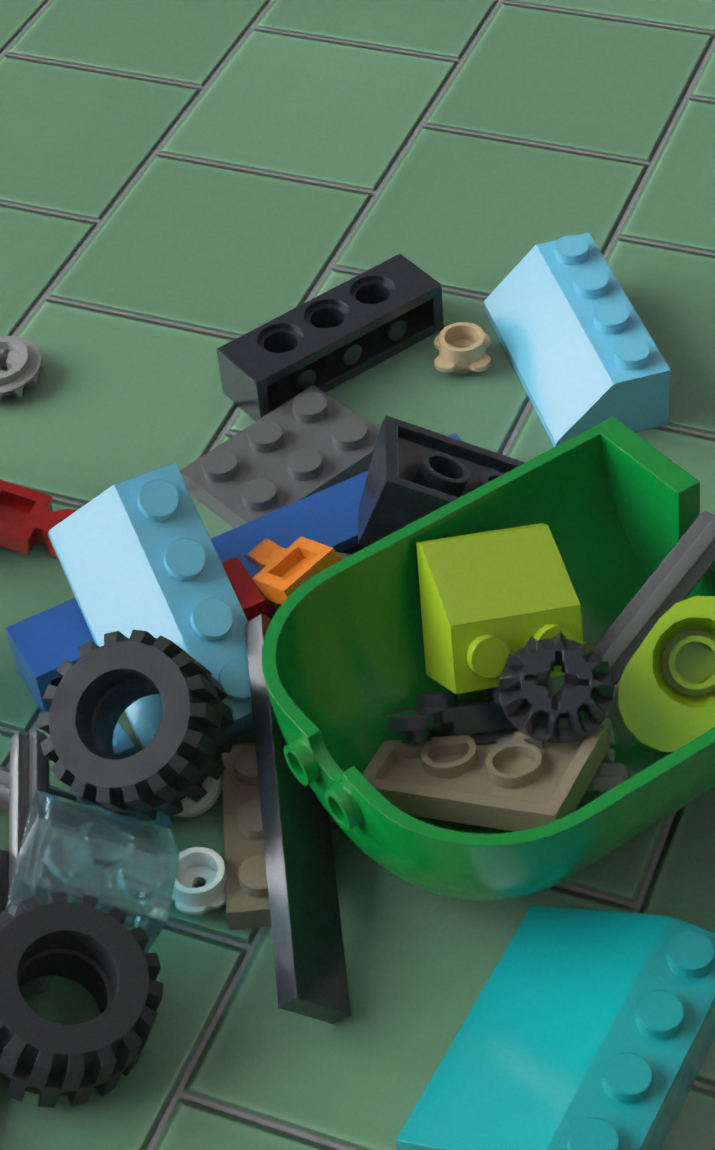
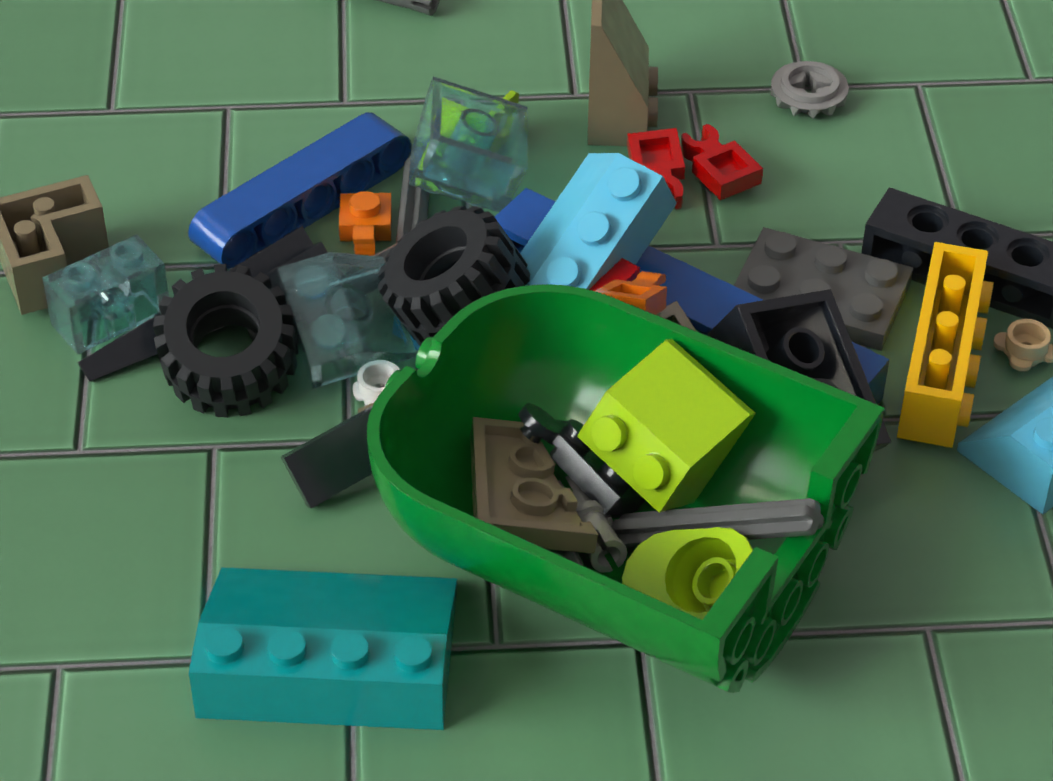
camera: 60 degrees right, 0 degrees up
(63, 471) = (720, 167): none -> red plate
(444, 387) = (942, 346): none -> yellow brick
(580, 709) = (588, 505): black gear -> none

